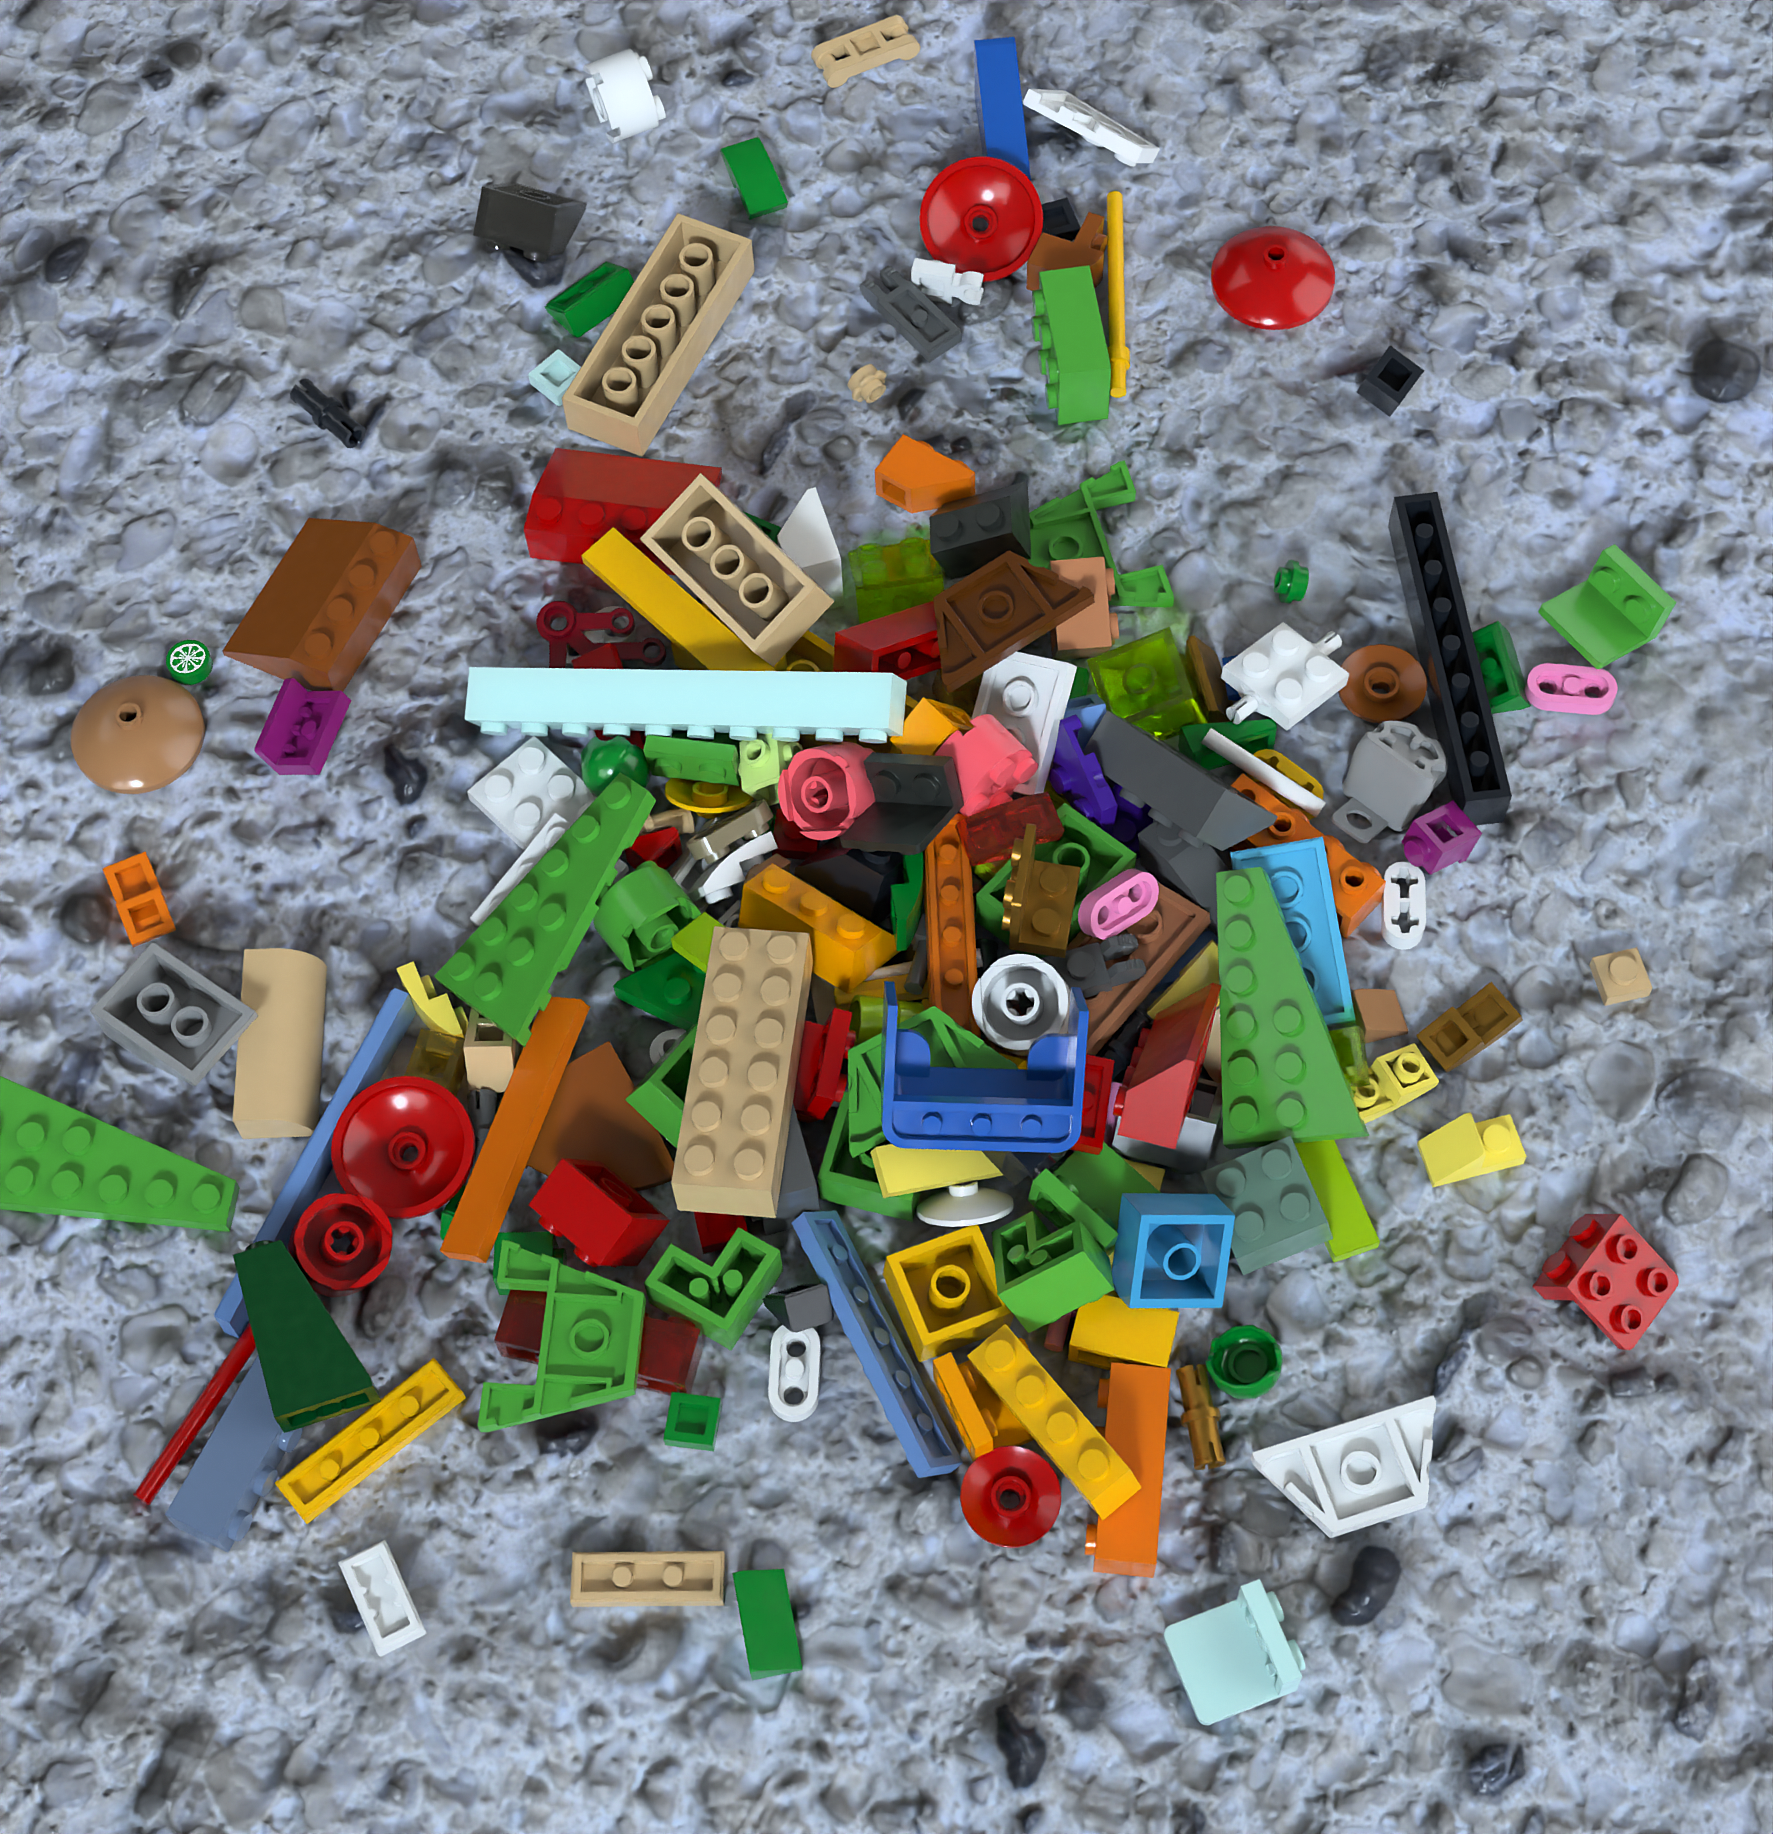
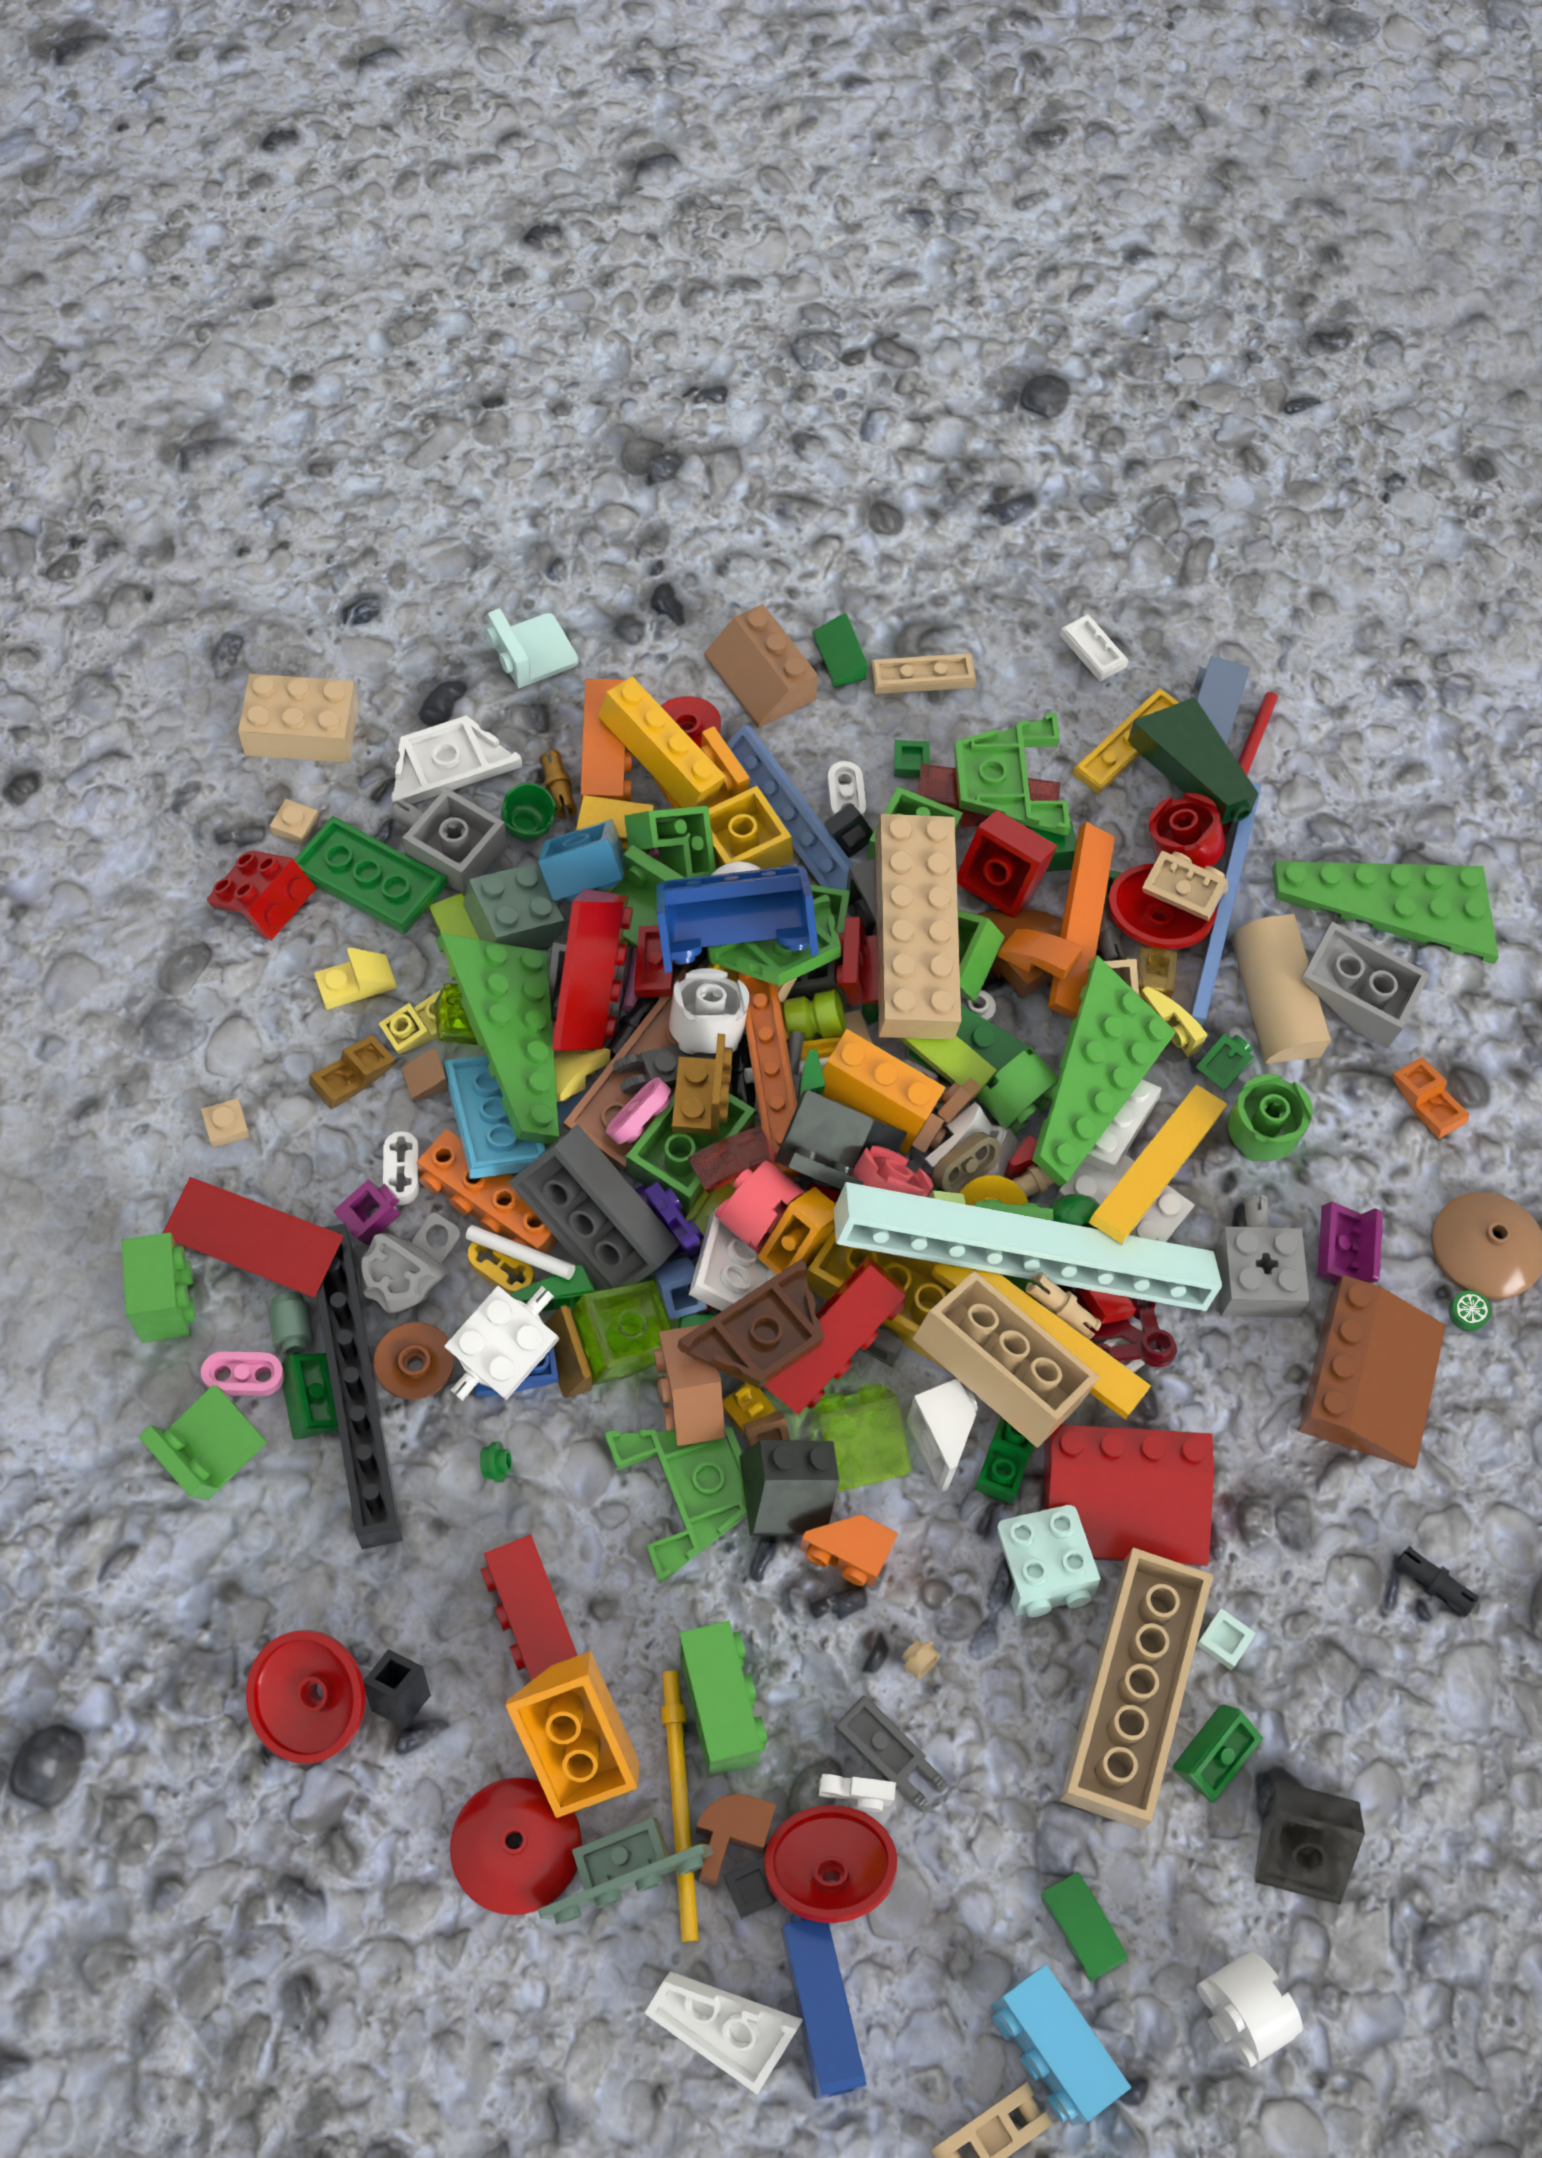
camera: 165 degrees right, 0 degrees up
(350, 870) = (1269, 1118): none -> bright green brick
(365, 1152) = (1185, 884): none -> tan bracket
(375, 955) = (1226, 1061): none -> green bracket
(412, 710) = (1261, 1266): none -> light grey brick
(499, 816) = (1157, 1164): none -> yellow tile
(584, 1068) = (1040, 949): none -> orange slope
(654, 650) = (1062, 1305): none -> tan pin
(722, 896) = (957, 1099): none -> medium nougat plate
(724, 442) = (1048, 1561): none -> light aqua bracket
(799, 82) = (1059, 2047): none -> medium azure brick
(889, 1592) = (762, 667): none -> medium nougat slope
(1173, 229) = (620, 1862): none -> sand green bracket
(1213, 316) = (574, 1736): none -> light orange slope
(1251, 433) = (527, 1606): none -> red brick
(1352, 1347) = (452, 837): none -> light grey brick
(1463, 1294) = (370, 875): none -> green tile
(1478, 380) = (286, 1702): none -> red dish
(1522, 733) = (290, 1323): none -> sand green brick
(1569, 1391) = (294, 822): none -> tan plate
(1575, 814) = (253, 1236): none -> red sticker
(1577, 1545) = (298, 718): none -> tan brick
(1676, 761) = (157, 1287): none -> bright green brick

